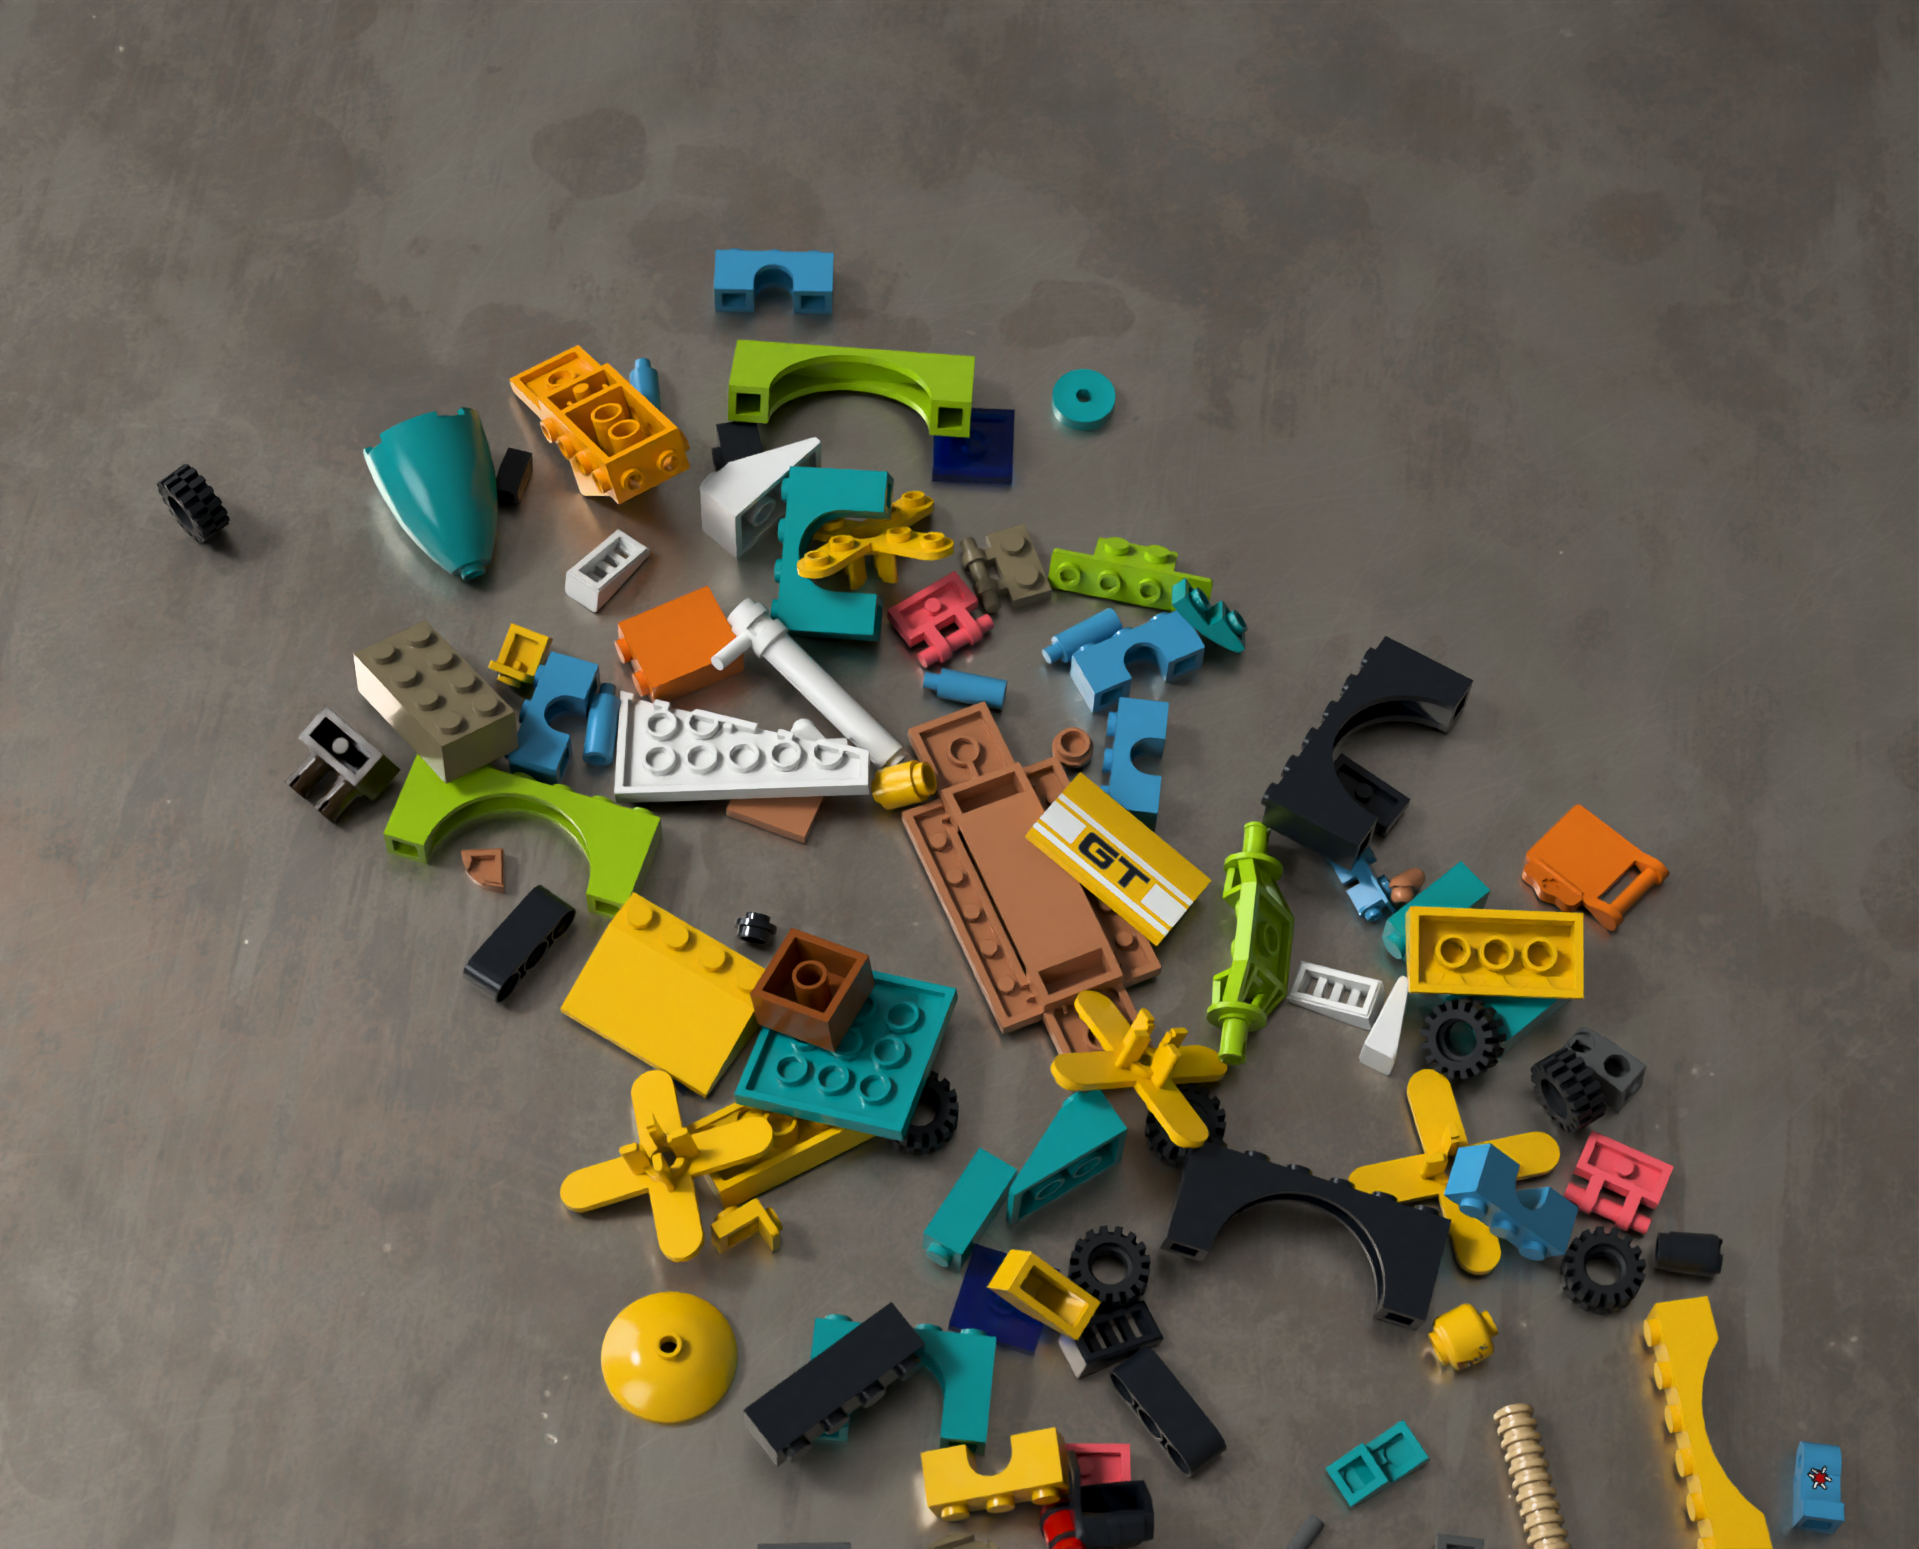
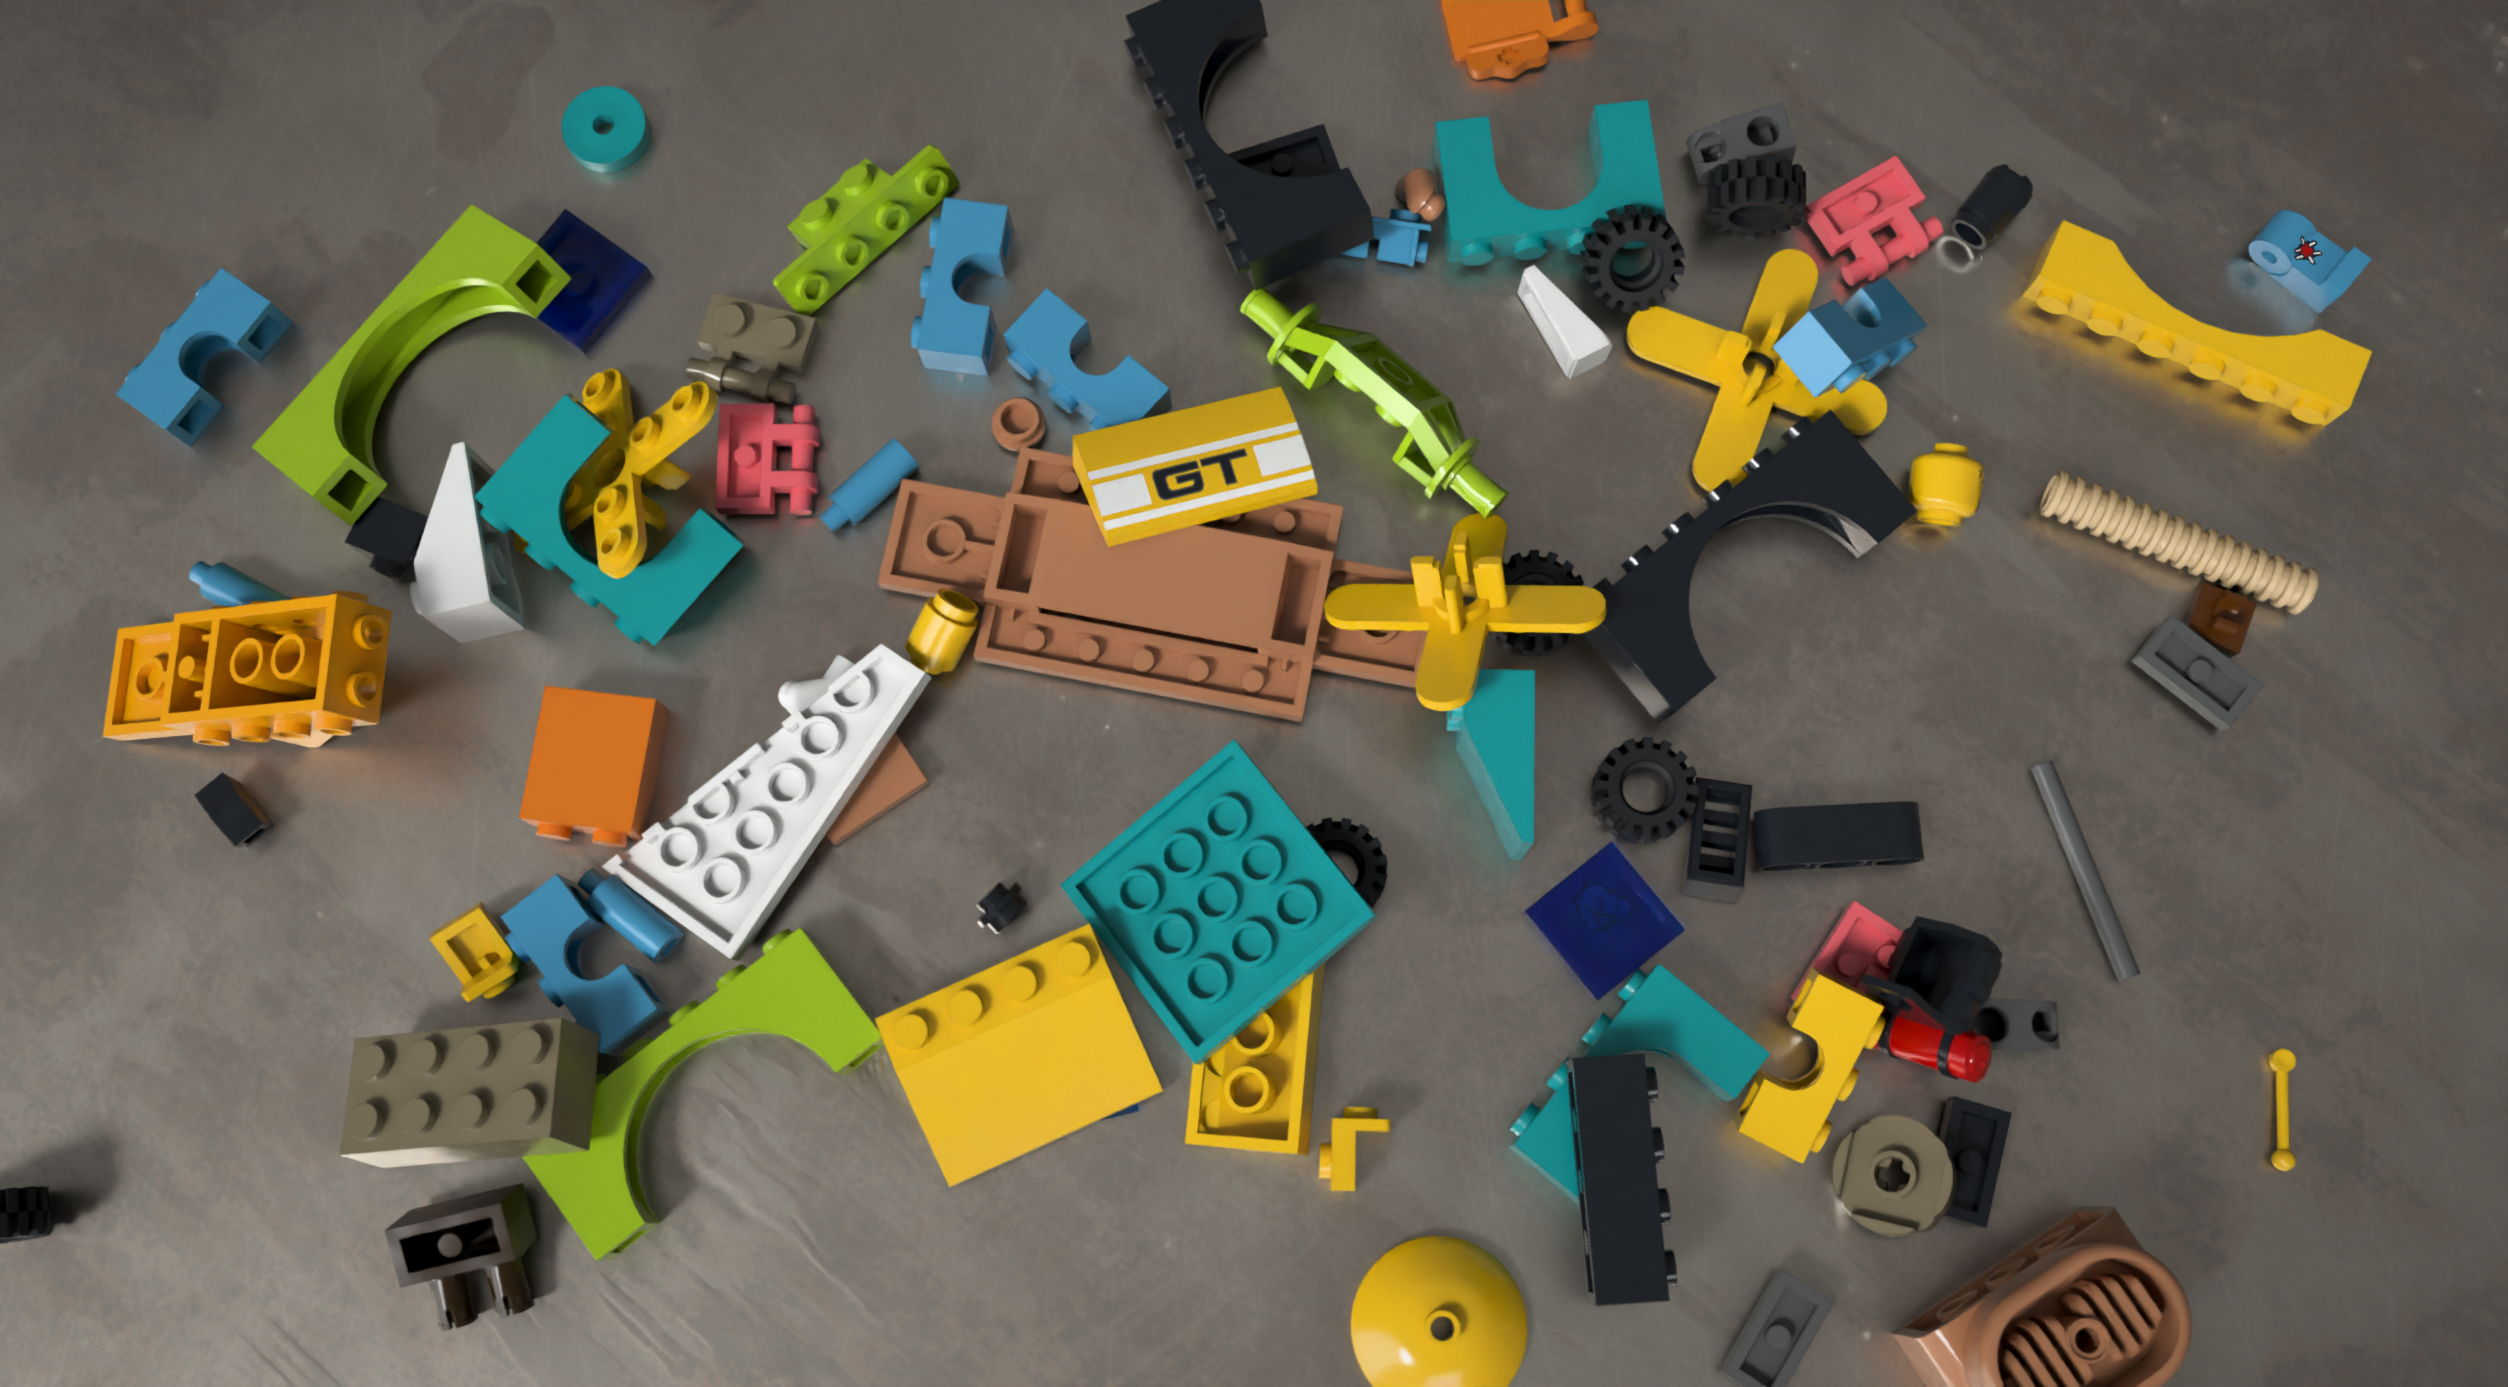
camera: 50 degrees left, 15 degrees up
(441, 487) = (192, 909): teal cylinder -> none
(486, 868) = (714, 1159): nougat tile -> none
(519, 943) = (838, 1184): black beam -> none
(591, 589) = (446, 815): white slope -> none
(673, 1187) = (1262, 1203): yellow piece -> none
(770, 641) = (668, 661): white cylinder -> none
(812, 989) = (1138, 898): dark orange brick -> none
(968, 1210) = (1485, 893): teal brick -> none
(1043, 1293) = (1643, 882): yellow slope -> none
(1094, 629) = (894, 322): dark azure cylinder -> none
(1214, 622) = (974, 178): teal slope -> none
(1342, 981) = (1490, 322): white slope -> none
(1378, 1464) = (2018, 663): teal slope -> none
(1495, 953) = (1569, 161): yellow slope -> none
(1617, 1250) = (1978, 281): black tyre -> none

